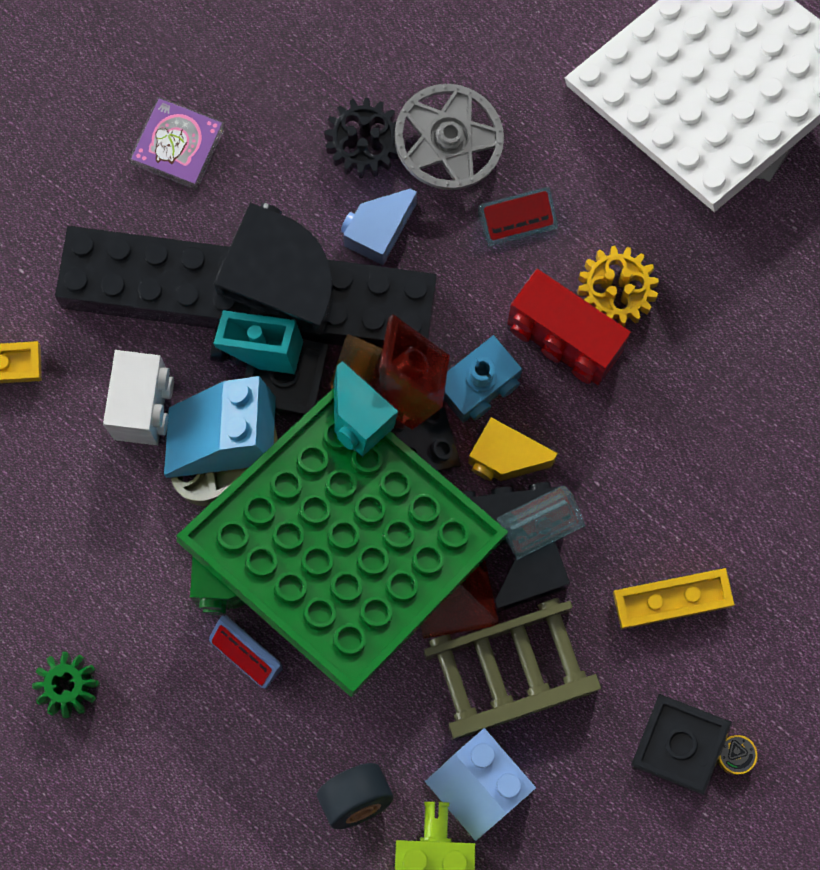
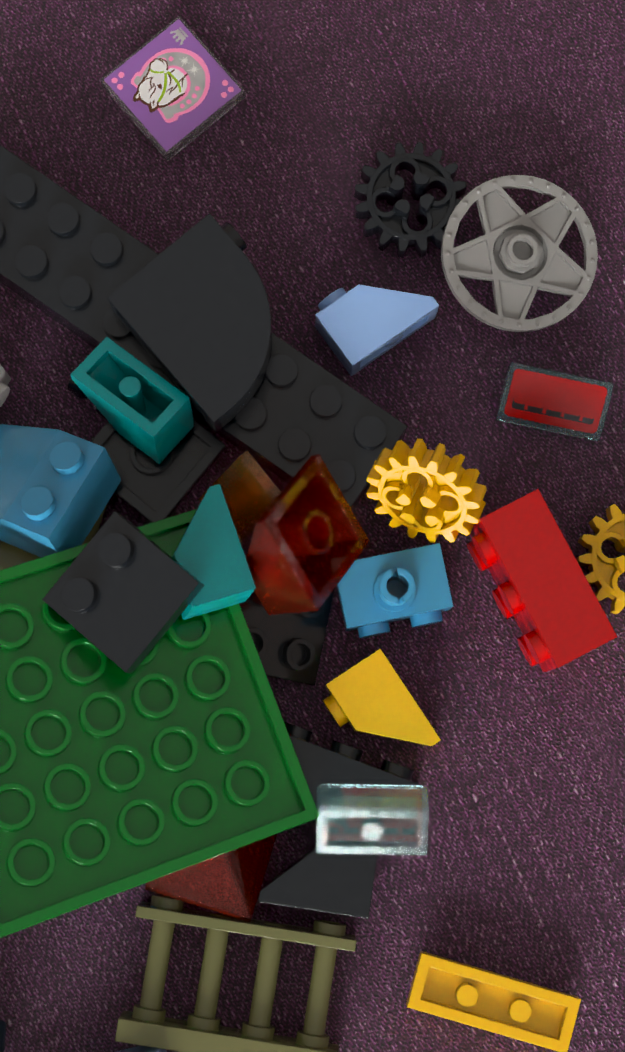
camera: 25 degrees right, 5 degrees up
(319, 452) = (123, 592): none -> black plate
(484, 298) = (426, 491): none -> yellow gear

